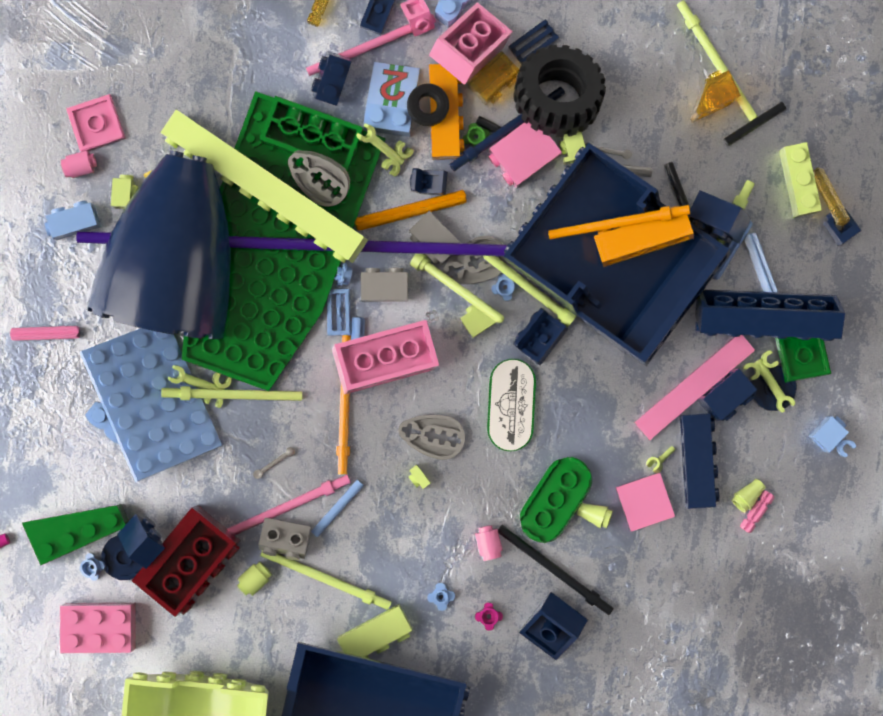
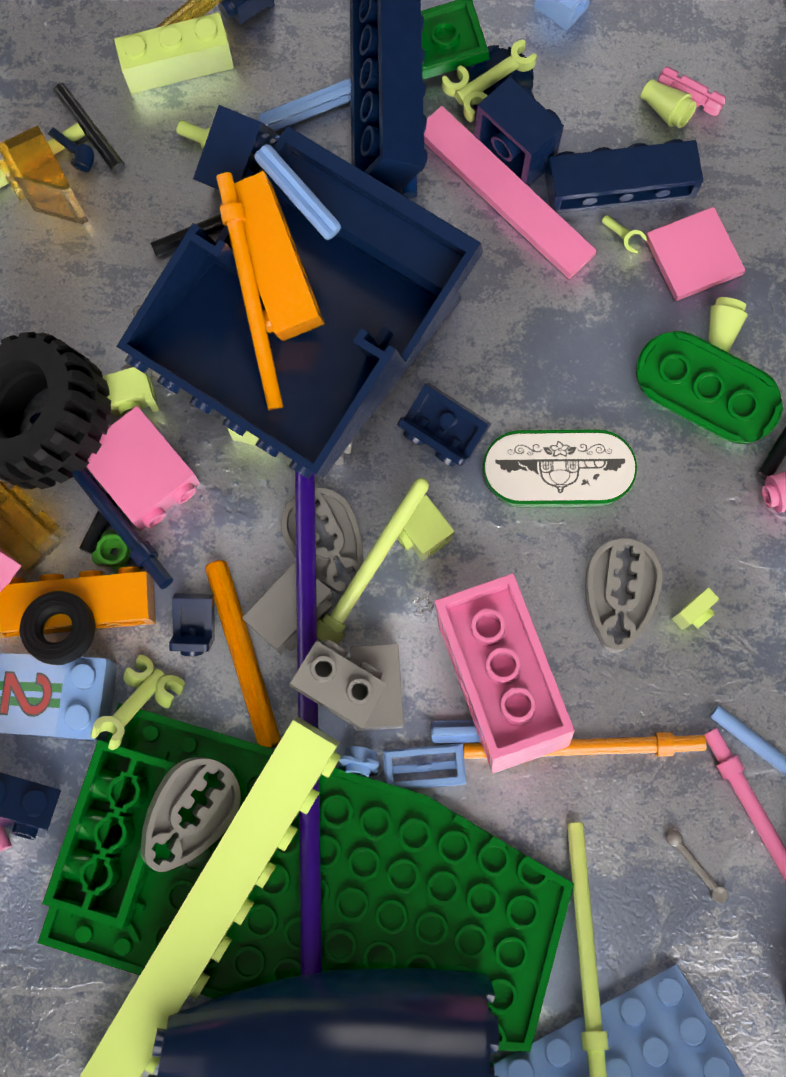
camera: 90 degrees left, 10 degrees down
(200, 383) = (571, 1011): yellowish green bar -> none
(384, 264) = (338, 683): none -> light grey brick
(505, 293) = (360, 479): light blue plate -> none
(564, 315) = (404, 393): yellowish green piece -> none
(684, 253) = (297, 192): none -> light blue axle
(733, 120) = (83, 154): none -> dark blue hand

